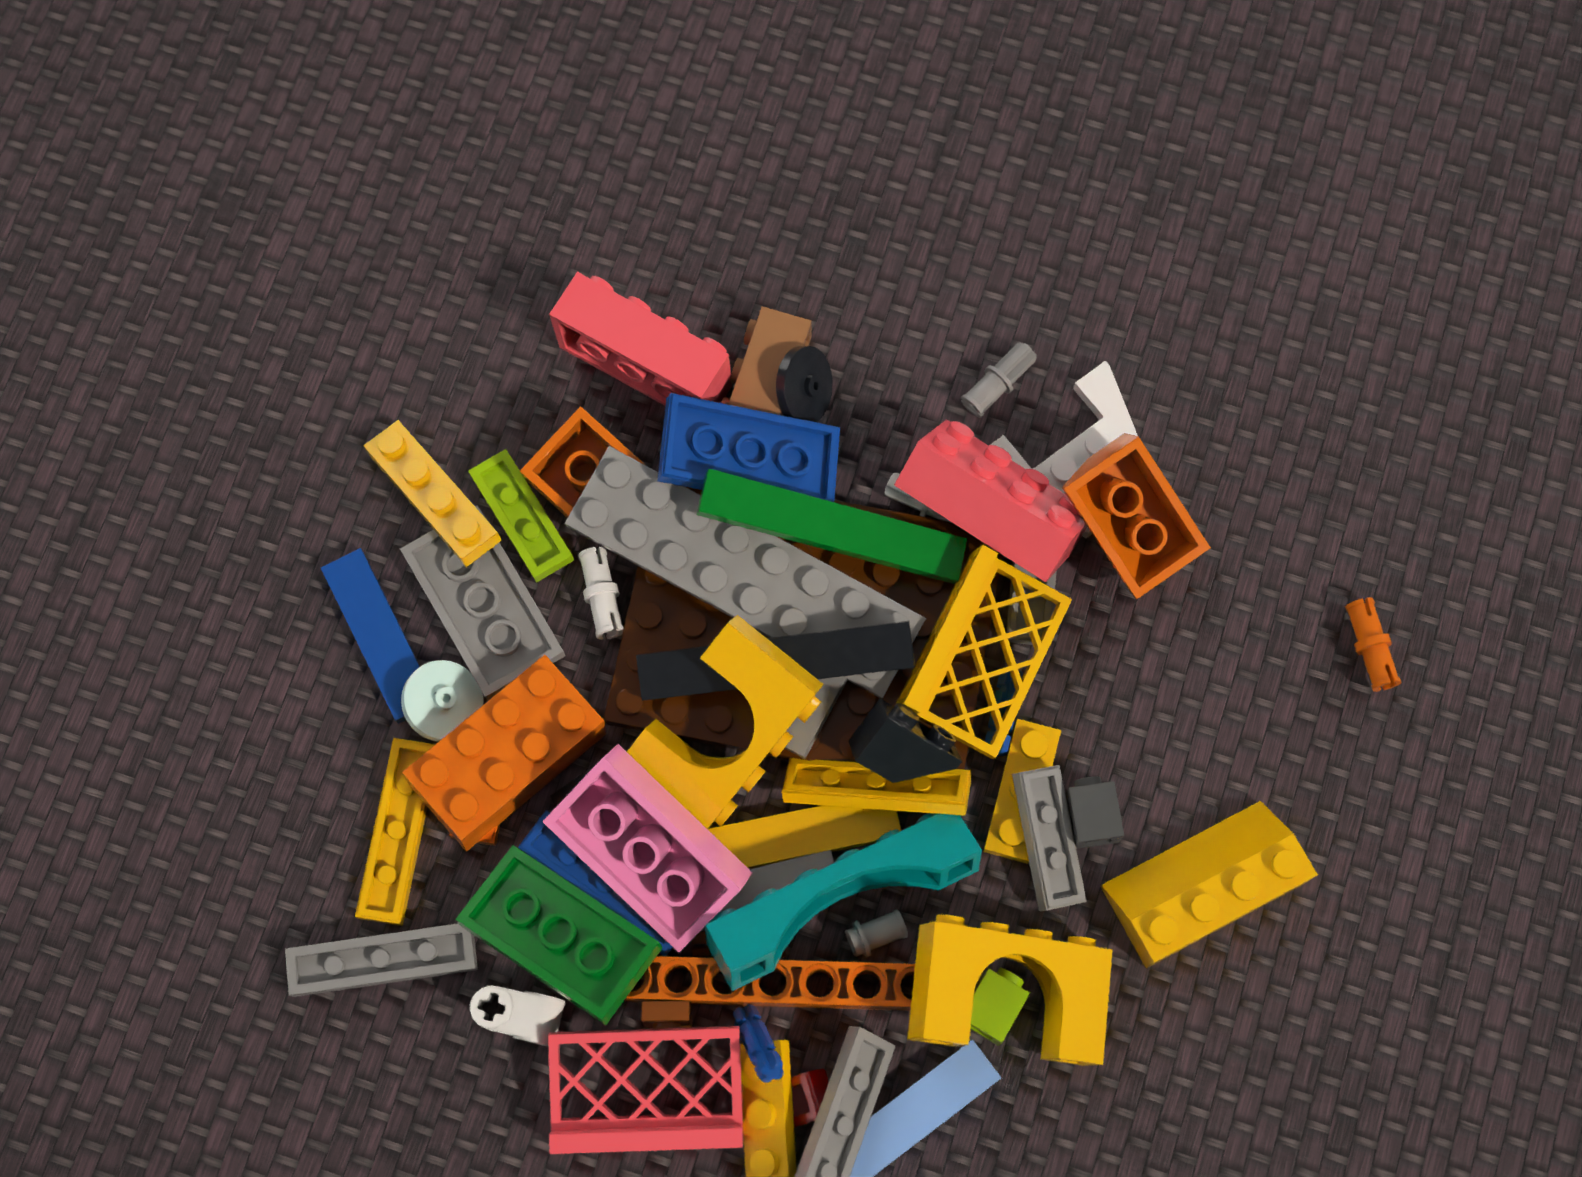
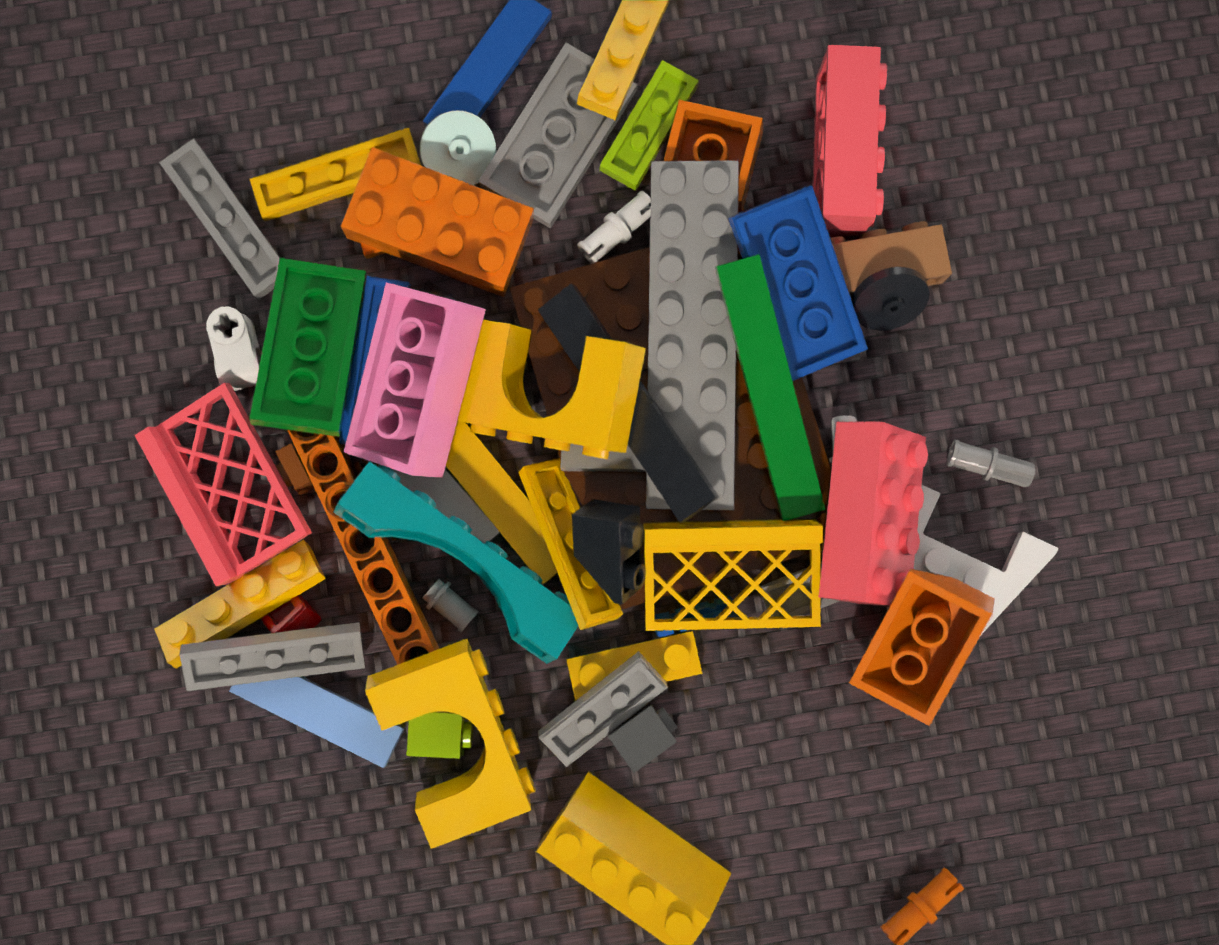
camera: 60 degrees right, 10 degrees up
(758, 1043) = (304, 555): blue axle -> none

